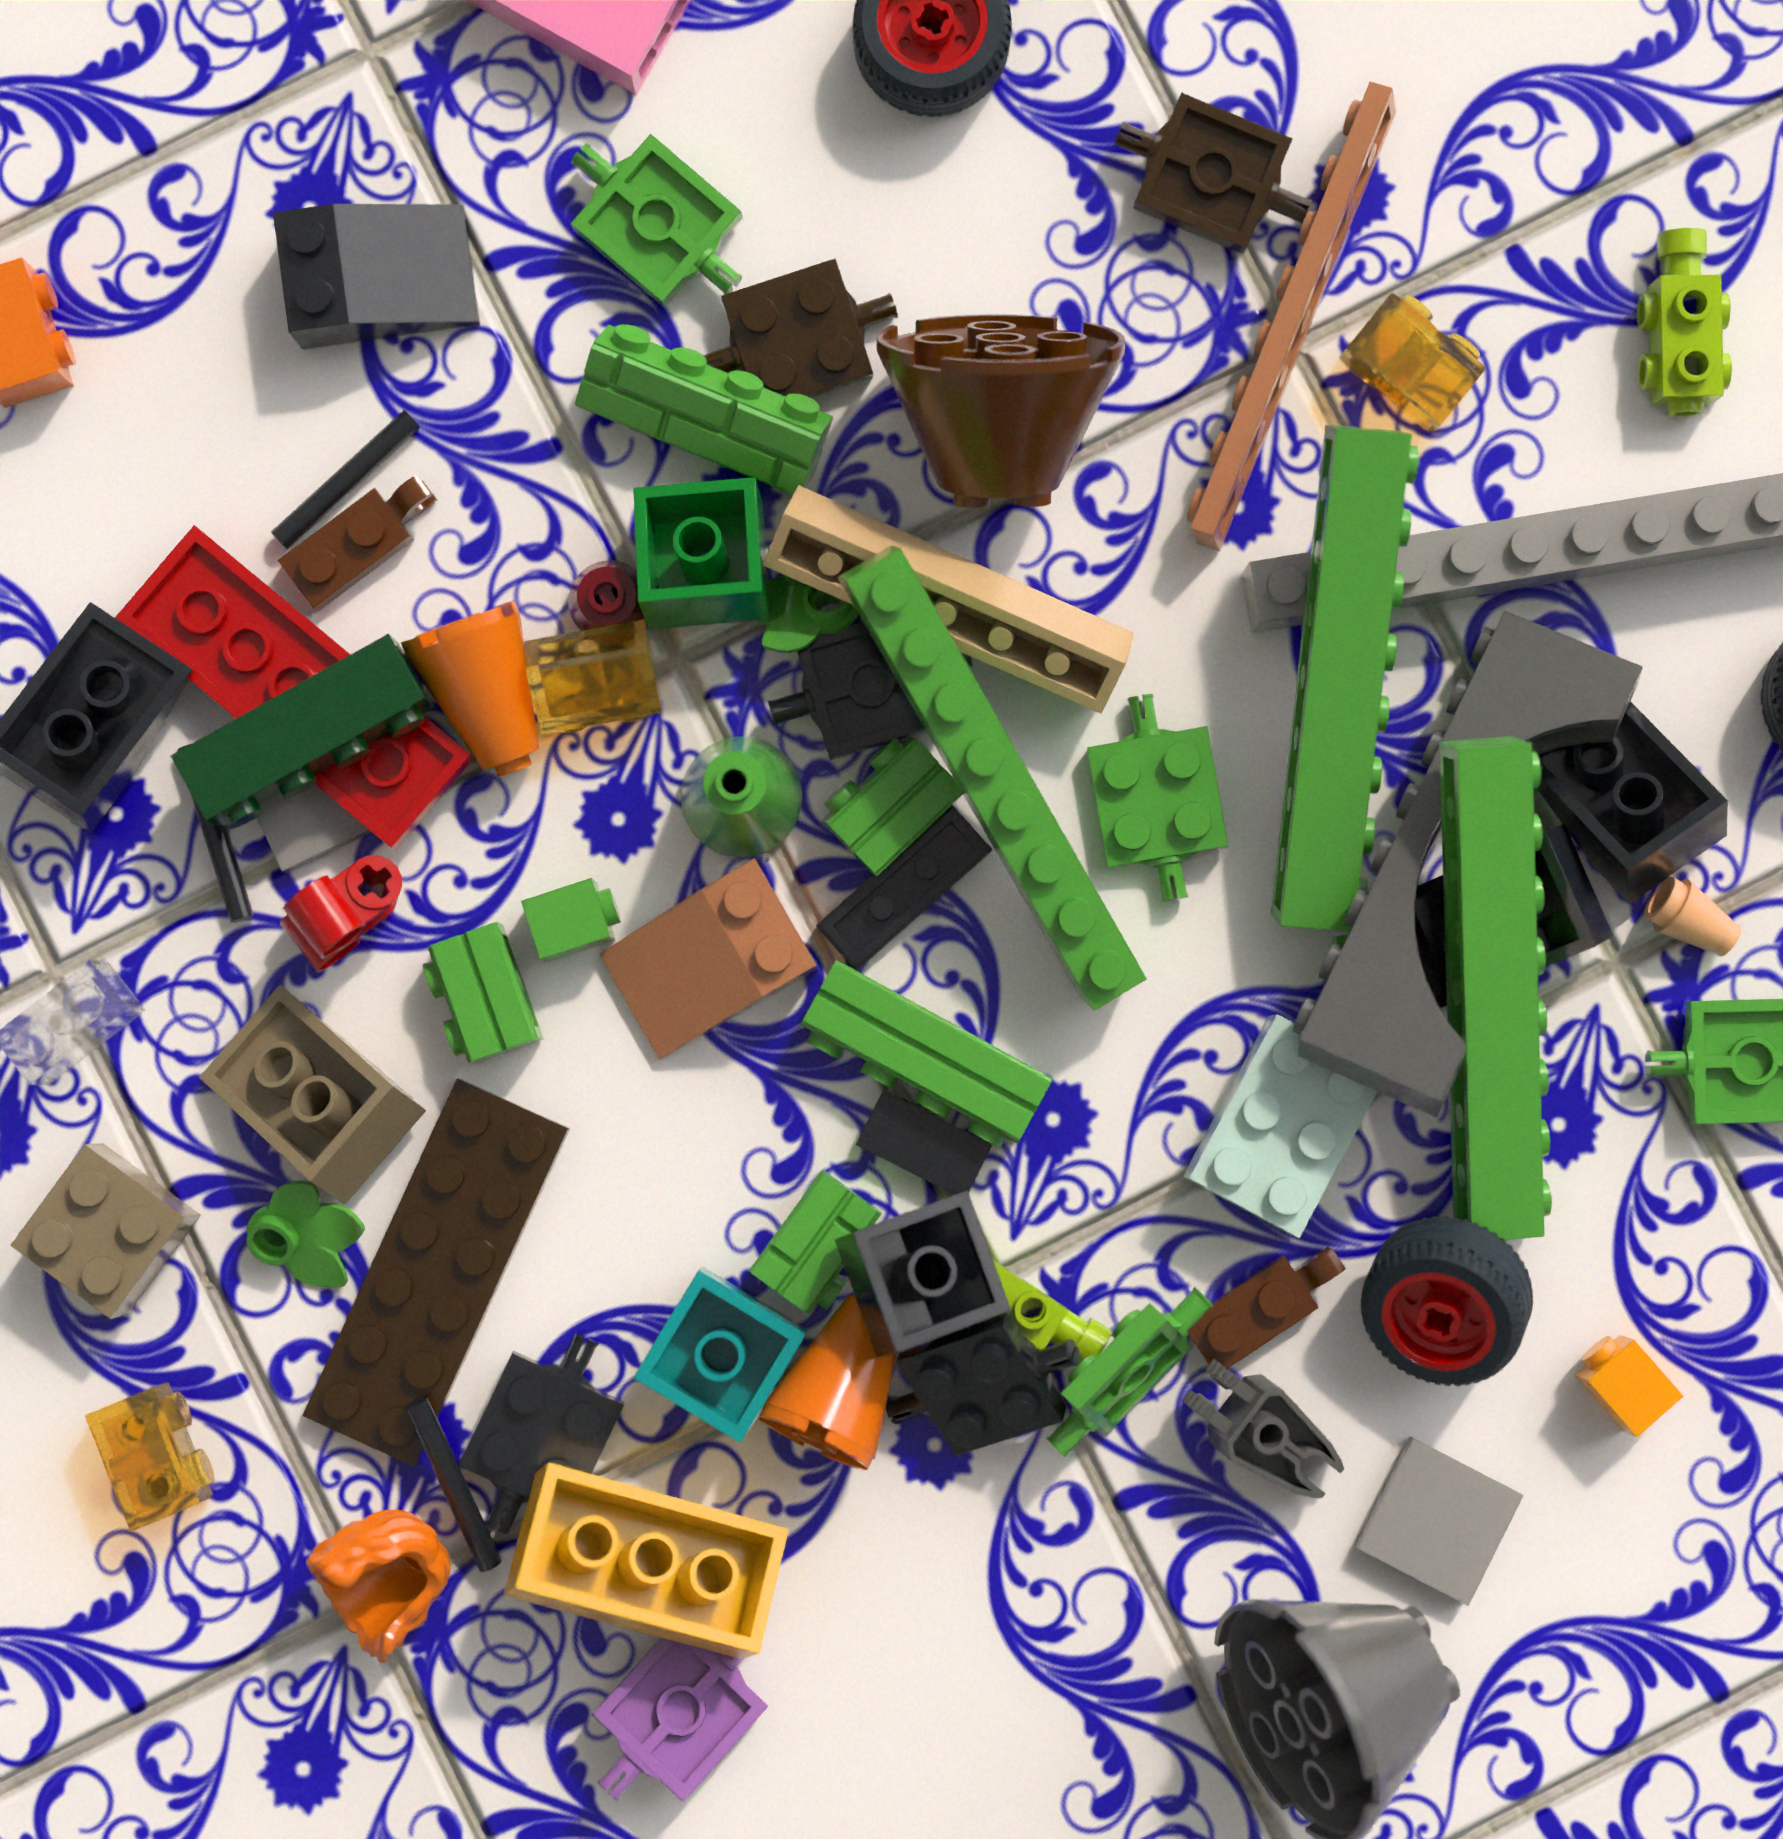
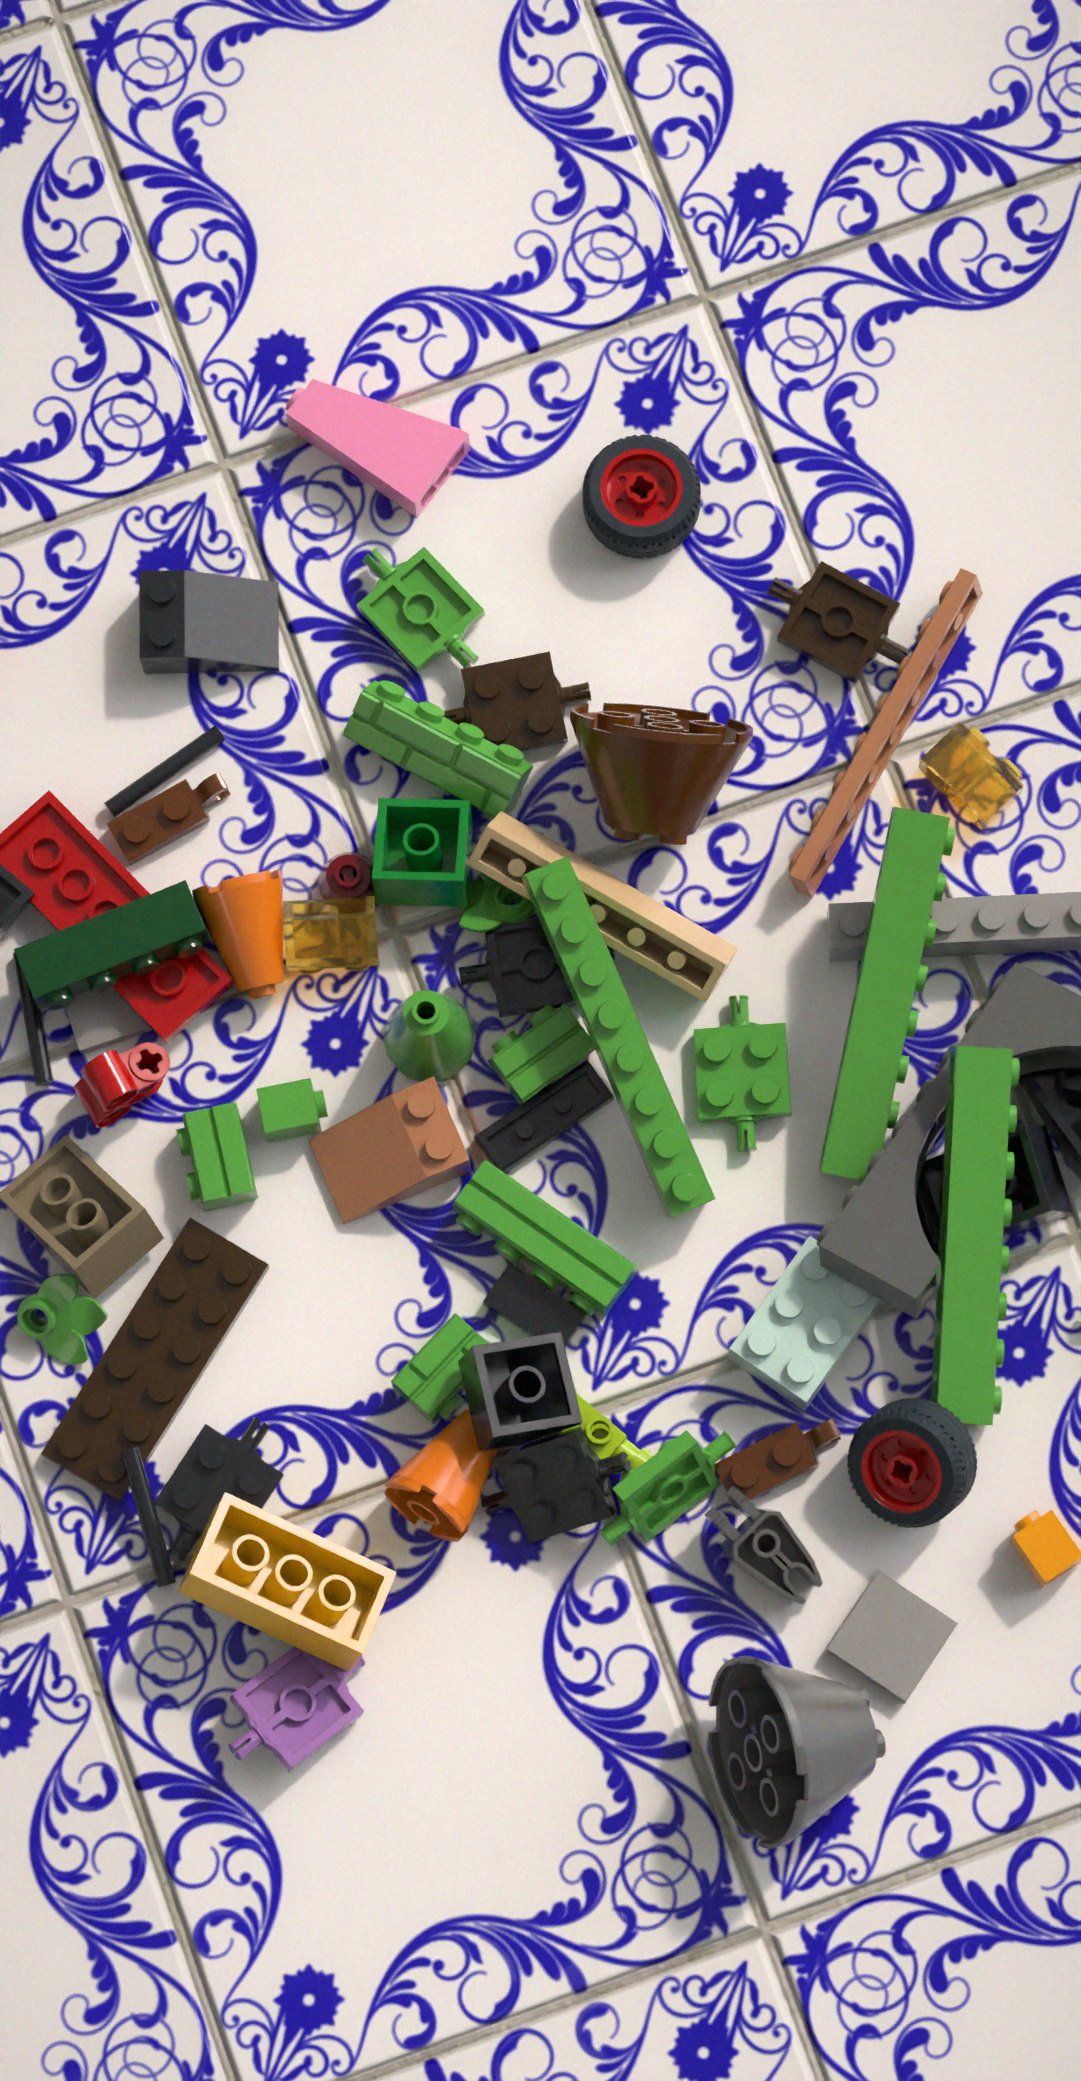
camera: 10 degrees right, 10 degrees down
(382, 1577) = (85, 1575): orange hair -> none
(720, 1354) = (362, 1439): teal brick -> none

